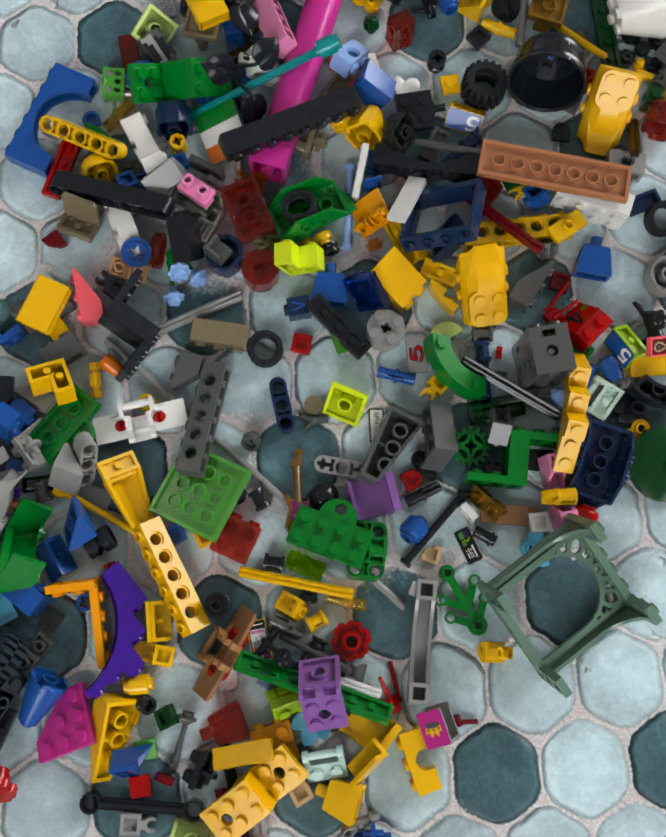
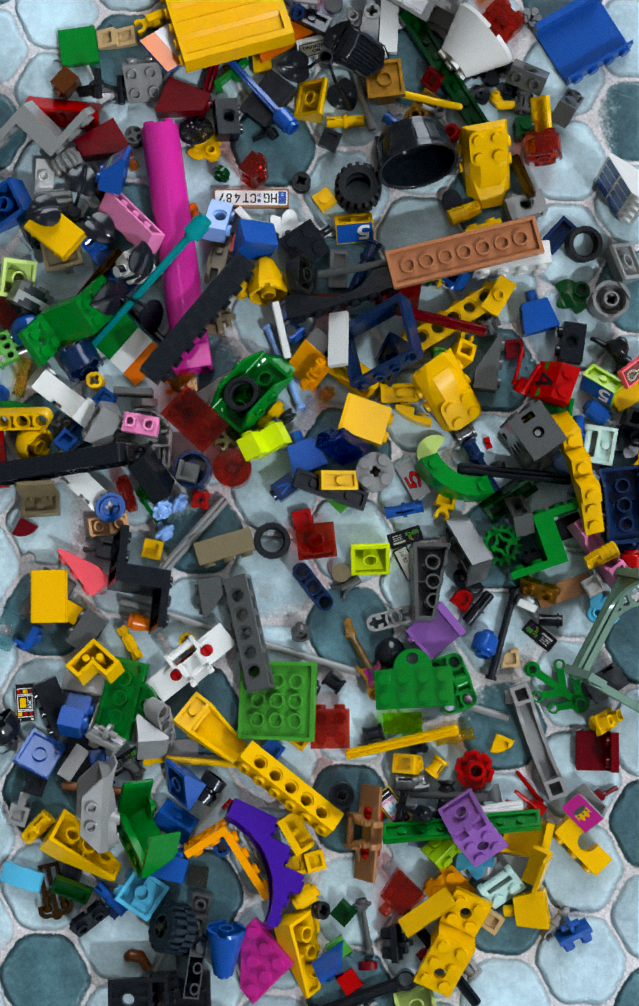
camera: 20 degrees left, 5 degrees up
(156, 308) = (152, 549): none -> yellow plate
(219, 280) = (195, 499): none -> red plate
(304, 365) = (316, 541): none -> clear red slope
(348, 320) = (337, 479): none -> yellow panel
(383, 401) = (405, 537): none -> black sticker
(386, 628) = (500, 744): none -> yellow tile
(391, 57) = (254, 198): none -> tile
(473, 677) = (597, 752): none -> dark red bracket
(515, 260) = (464, 349): none -> yellow brick
(521, 616) = (614, 677): none -> black hinge
(567, 146) = (463, 212): none -> yellow hinge
(590, 26) = (432, 79): none -> dark red tile
(621, 290) = (575, 332): none -> black brick
(630, 259) = (569, 296): none -> dark green plate

